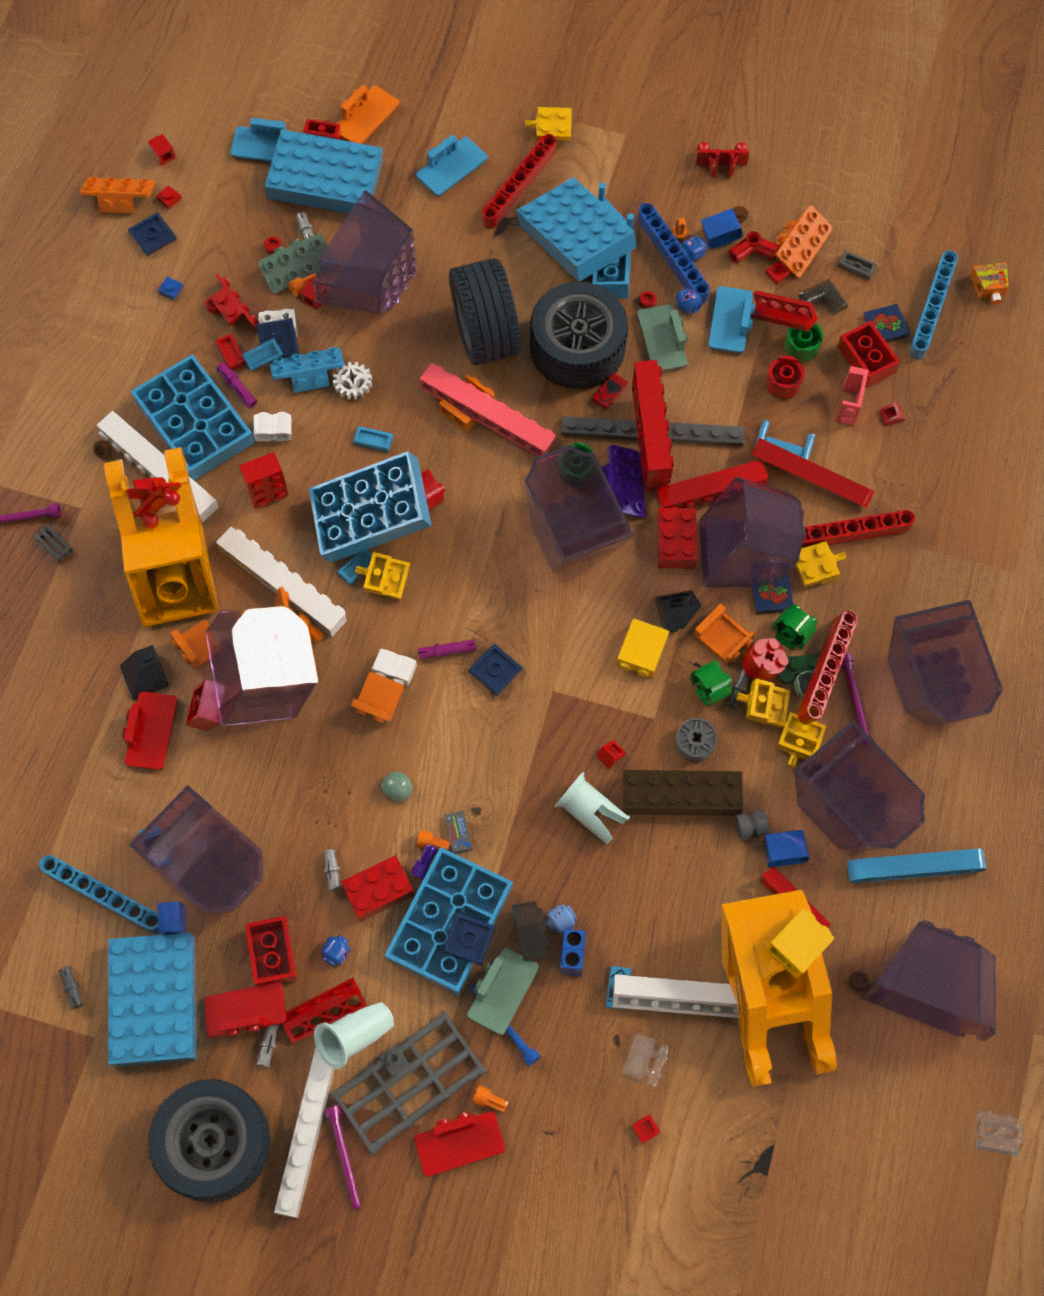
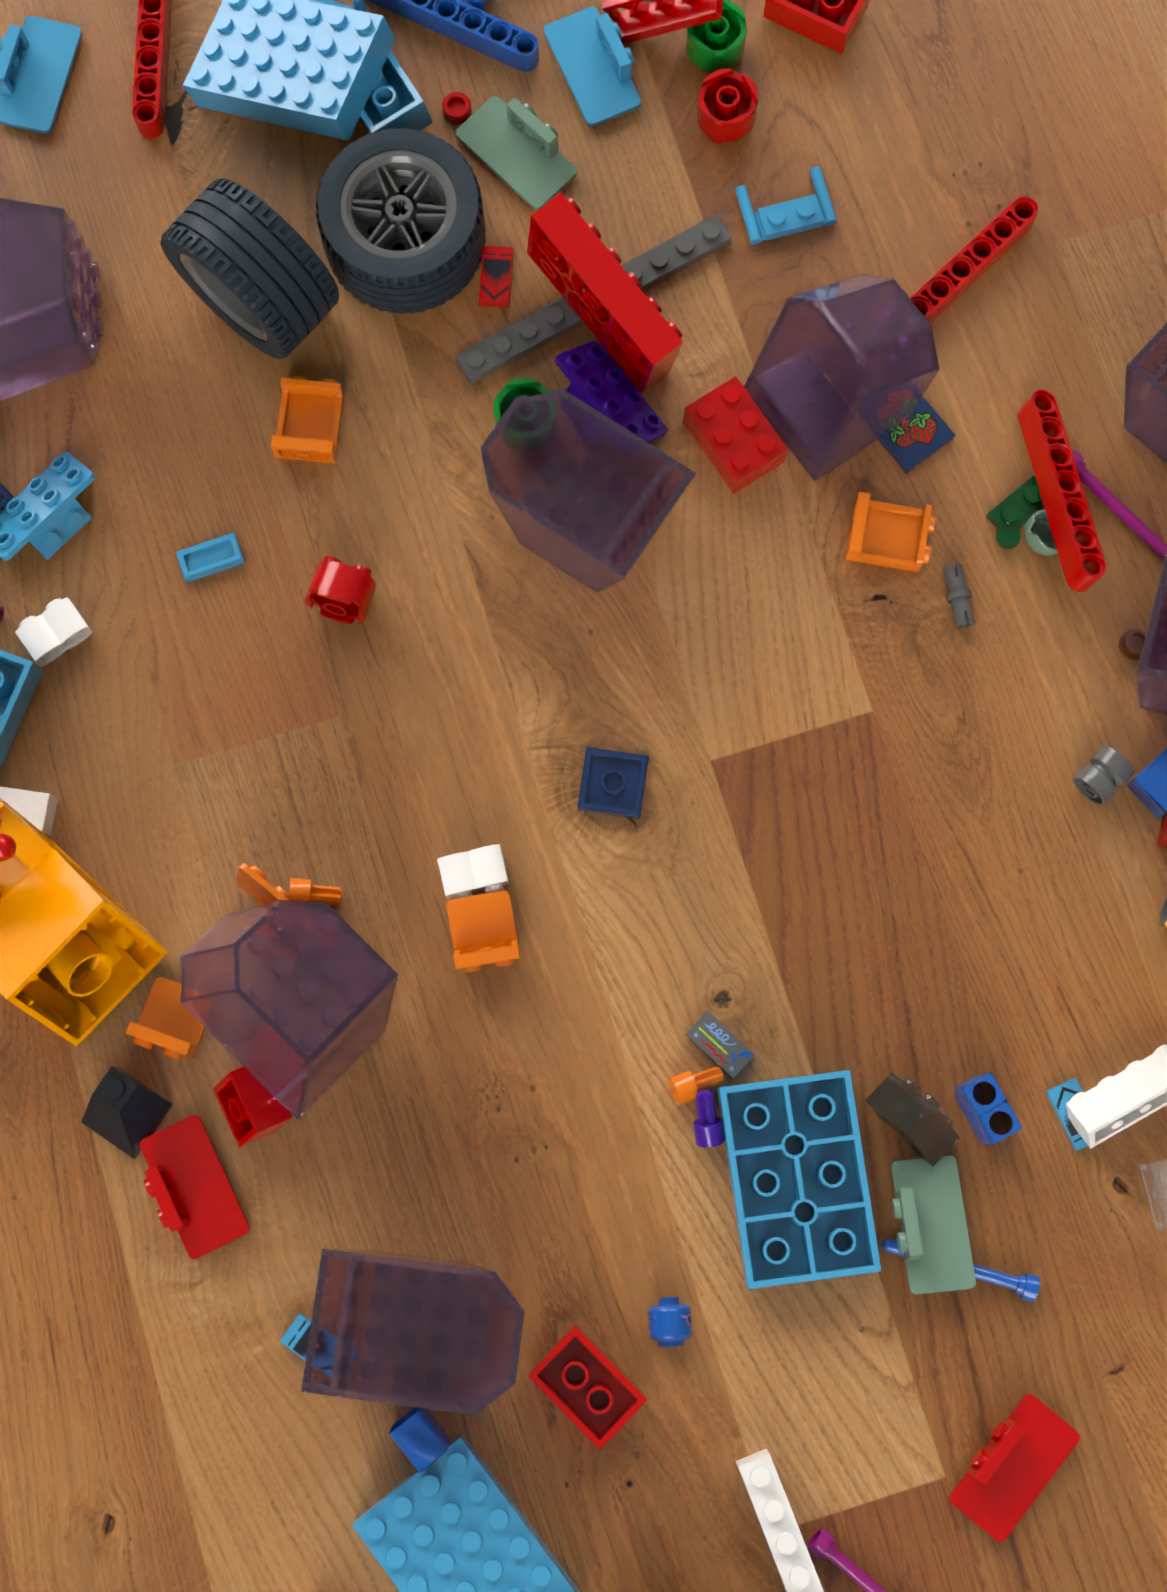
camera: 30 degrees left, 10 degrees up
(94, 888) = (276, 1469): dark azure beam -> none
(245, 1010) = (608, 1490): red bracket -> none
(264, 480) = (102, 721): red brick -> none
(267, 1046) = (669, 1514): light grey pin -> none
(275, 575) = (226, 850): white brick -> none
(320, 1004) = (704, 1412): red fence -> none
(332, 870) = (587, 1214): light grey pin -> none
(343, 381) = (115, 502): white gear -> none
(348, 573) = (318, 759): dark azure tile -> none
(352, 1034) = (783, 1428): light aqua piece -> none
(369, 507) = (283, 664): dark azure brick -> none
(377, 888) = (669, 1198): red brick -> none
(385, 576) = (369, 748): yellow plate -> none
(397, 787) = (593, 1037): sand green hair -> none
(400, 1068) = (867, 1421): dark grey door -> none
(446, 649) = (519, 805): magenta pin -> none
(469, 939) = (847, 1190): dark blue tile -> none
(483, 1096) = (1004, 1385): orange piece -> none
(487, 410) = (346, 414): coral brick -> none
(560, 918) = (942, 1074): medium blue head -> none
(583, 801) = (870, 894): light aqua piece -> none
(610, 754) = (849, 799): red slope -> none
(642, 648) = (794, 623): yellow brick -> none
(677, 609) = (803, 536): black slope -> none
(682, 792) = (982, 792): dark brown brick -> none
(688, 301) = (518, 75): blue head -> none
(699, 729) = (968, 704): dark grey wheel -> none
(707, 487) = (733, 329): red brick -> none
(711, 683) = (922, 613): green brick -> none
(764, 660) = (971, 535): red brick -> none
(766, 703) = (1010, 593): yellow plate -> none
(794, 627) = (979, 462): green brick -> none
(800, 739) = (1087, 615): yellow plate -> none
(813, 472) = (856, 222): red beam -> none
(818, 564) = (956, 350): yellow plate -> none
(855, 383) = (833, 51): coral panel -> none
(892, 414) = (902, 70): red slope -> none

